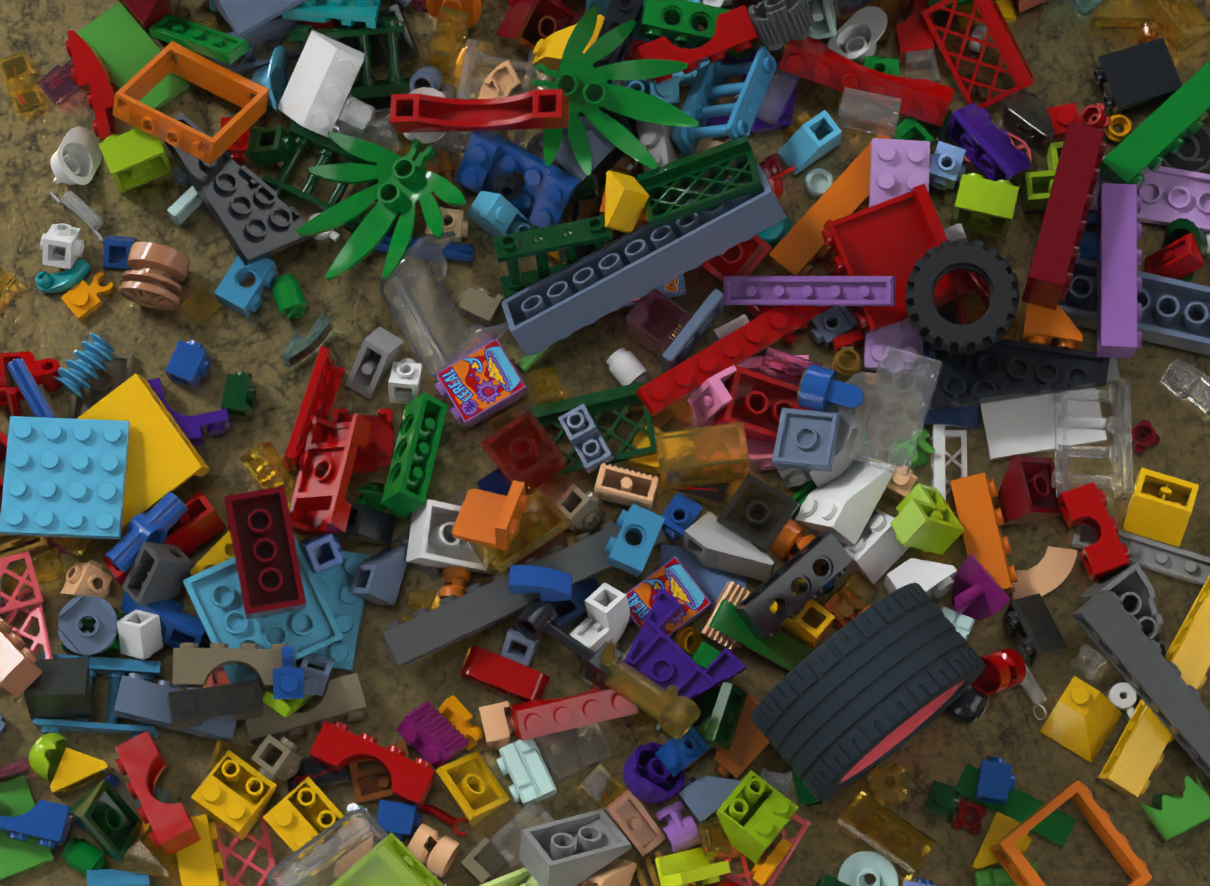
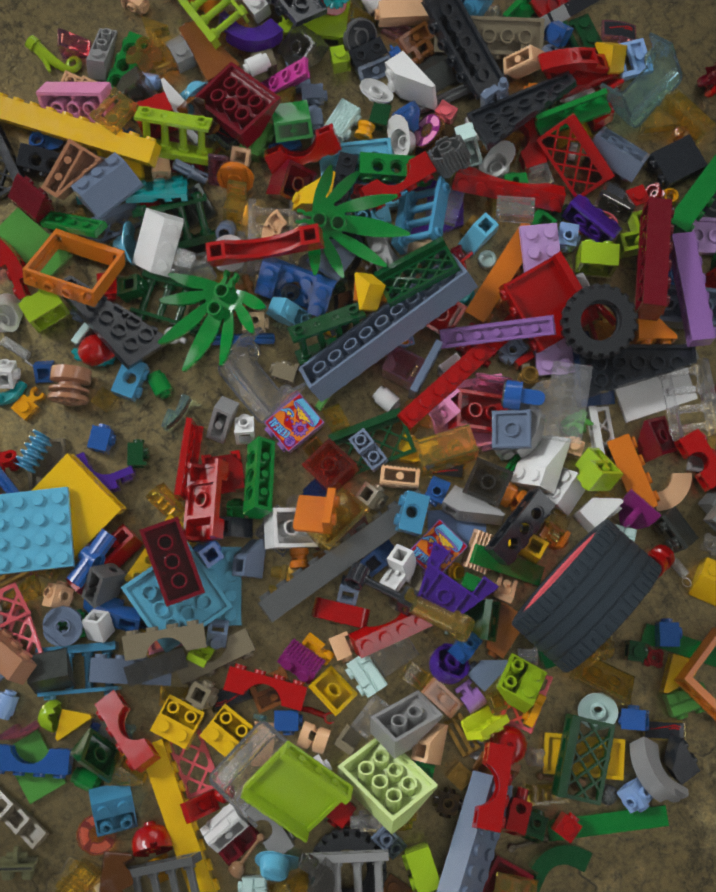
camera: 15 degrees left, 5 degrees up
(198, 233) = (93, 352): none -> red hair
(288, 680) = (201, 645): blue plate -> none
(550, 583) = (356, 550): blue slope -> none
(759, 676) = (506, 588): none -> light nougat slope
(1051, 51) = (620, 154): none -> sand blue slope

